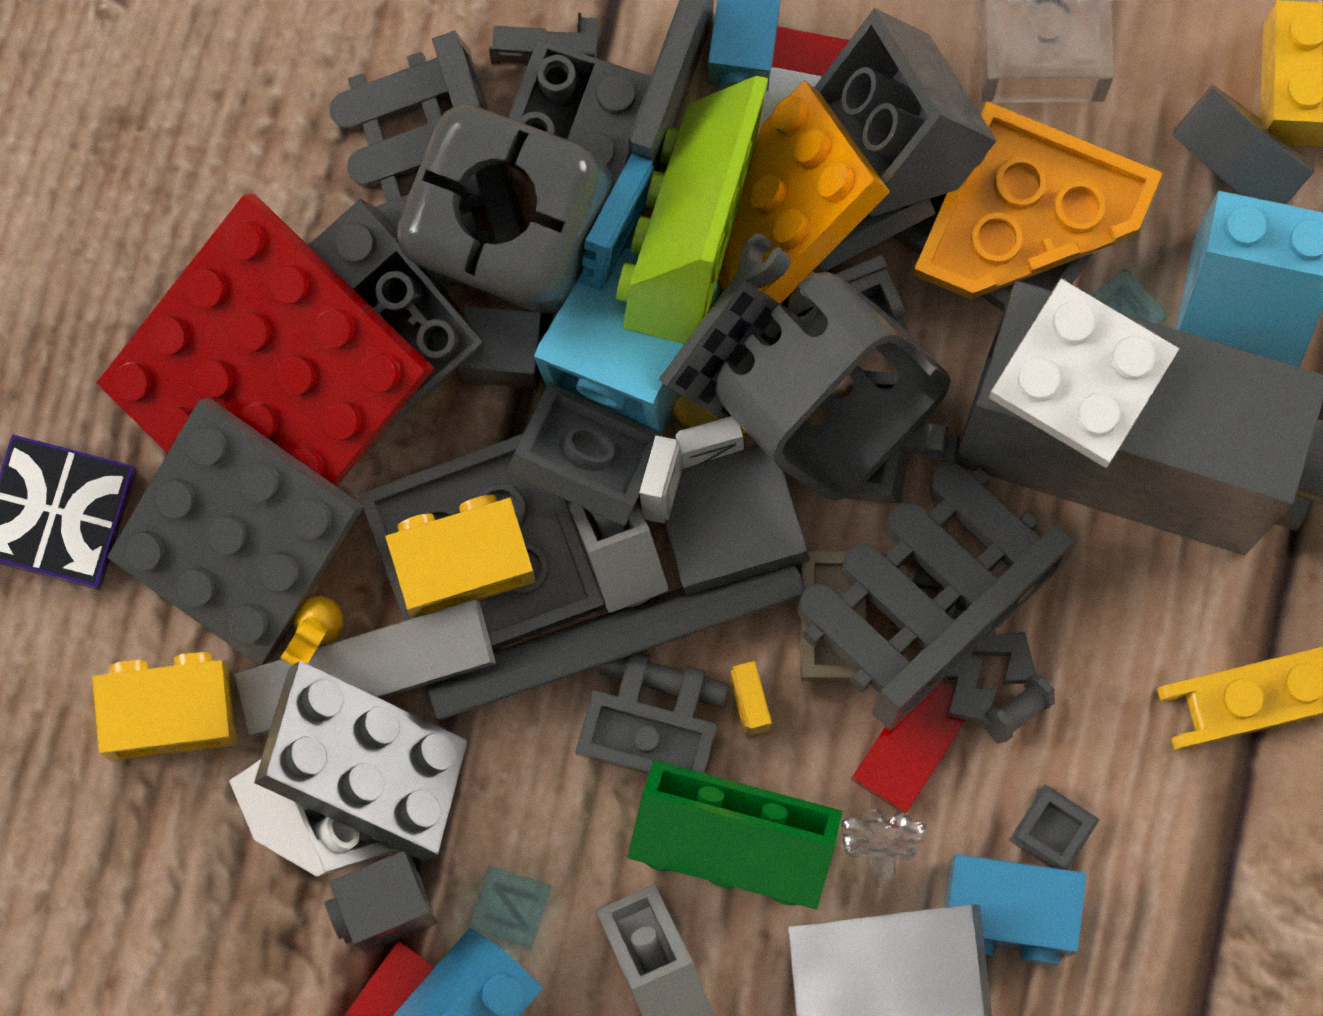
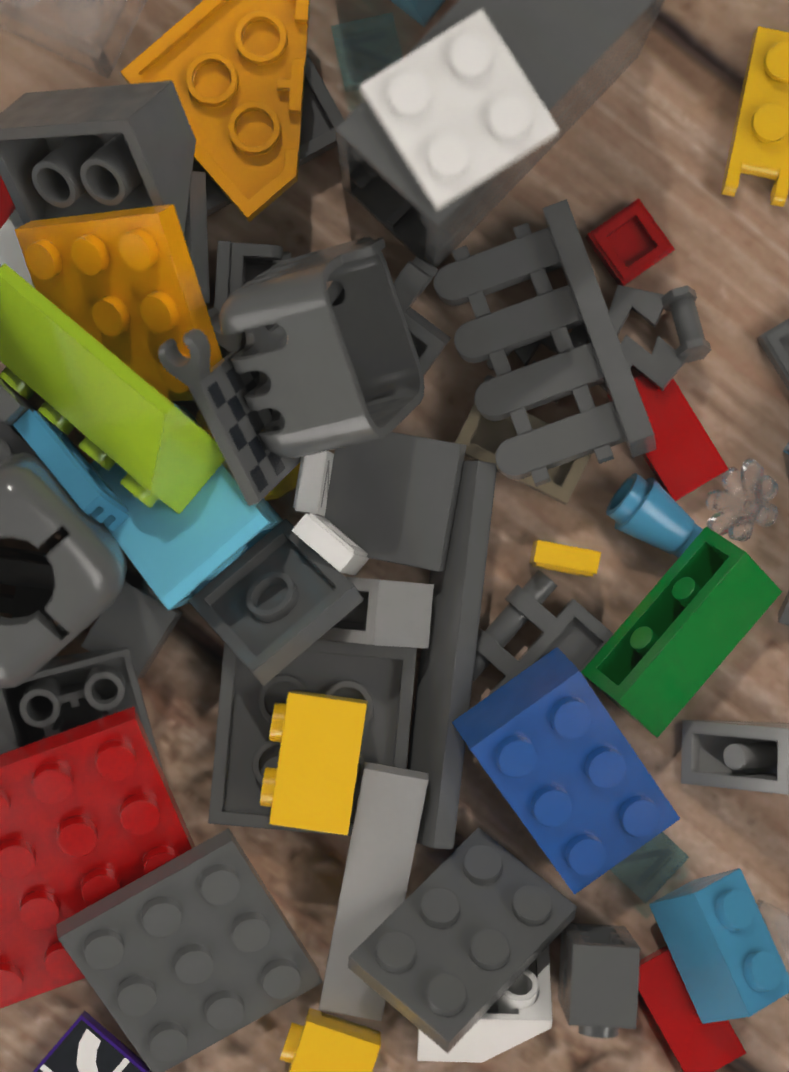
camera: 70 degrees left, 10 degrees up
(316, 624) = (309, 915): yellow arm -> none
(556, 784) = (566, 769): none -> blue brick
(829, 761) = (652, 515): none -> dark azure cone
(1069, 626) = (630, 243): none -> red tile

